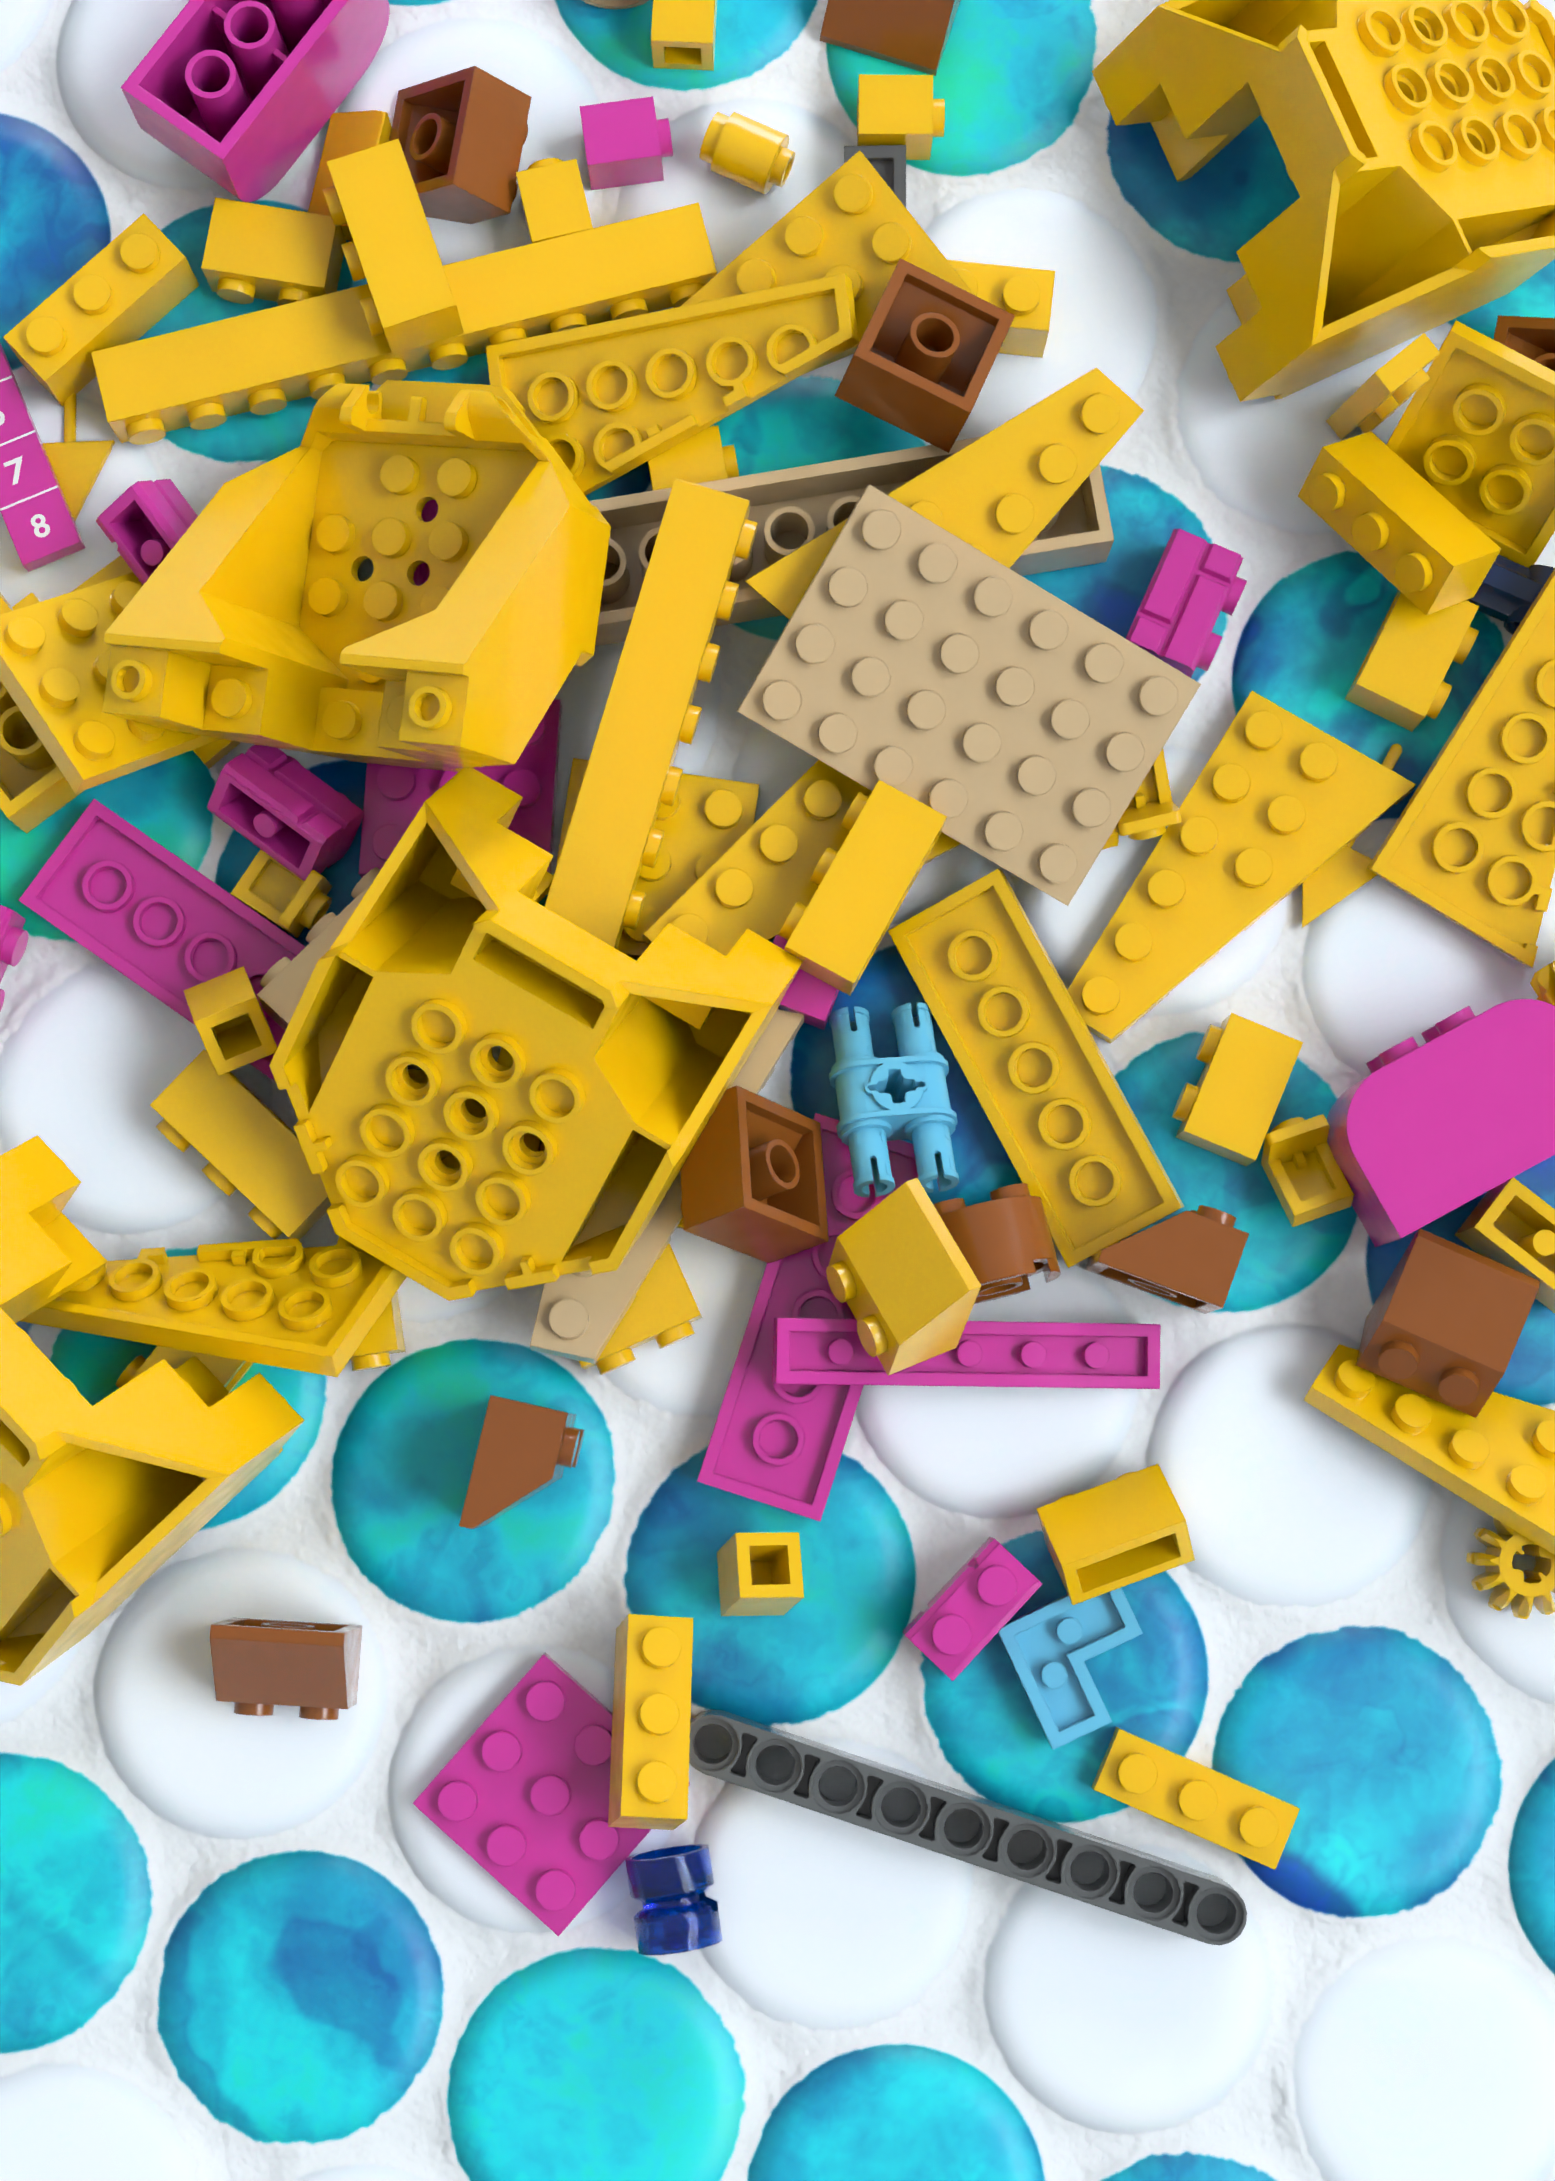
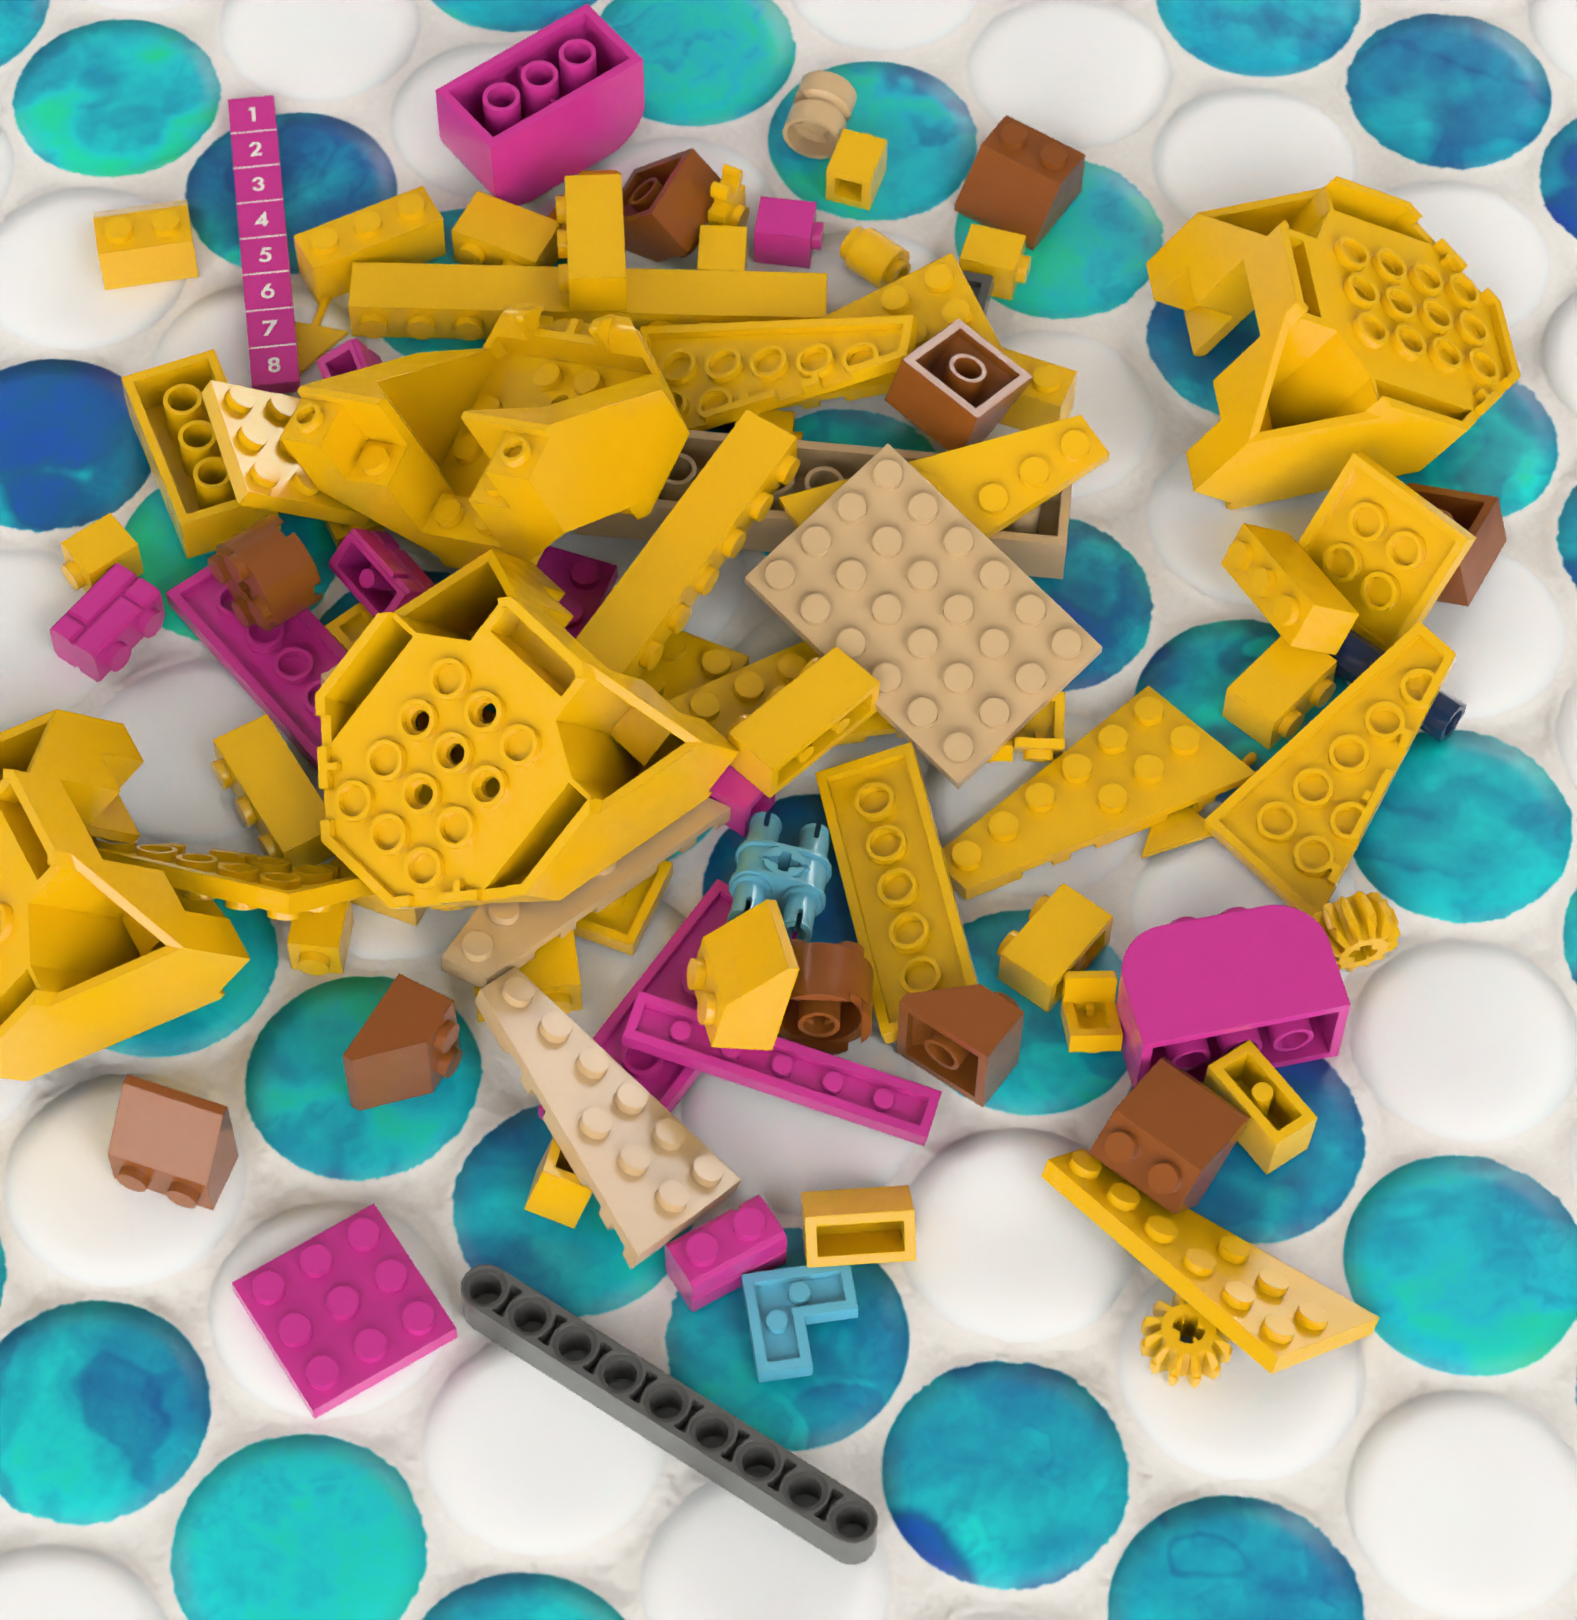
camera: 15 degrees right, 25 degrees down
(139, 866) = (266, 574): none -> dark orange brick
(230, 1021) = (293, 691): yellow brick -> none
(542, 130) = (728, 199): none -> yellow plate
(651, 1722) = (441, 1257): yellow brick -> none
(674, 1900) = (415, 1392): clear blue wheel -> none
(756, 1179) = (654, 893): dark orange slope -> none
(805, 1509) = (612, 1131): none -> tan wing
(1185, 600) = (1118, 611): dark pink brick -> none
(1195, 1798) = (865, 1451): yellow plate -> none
(1385, 389) = (1300, 489): yellow plate -> none

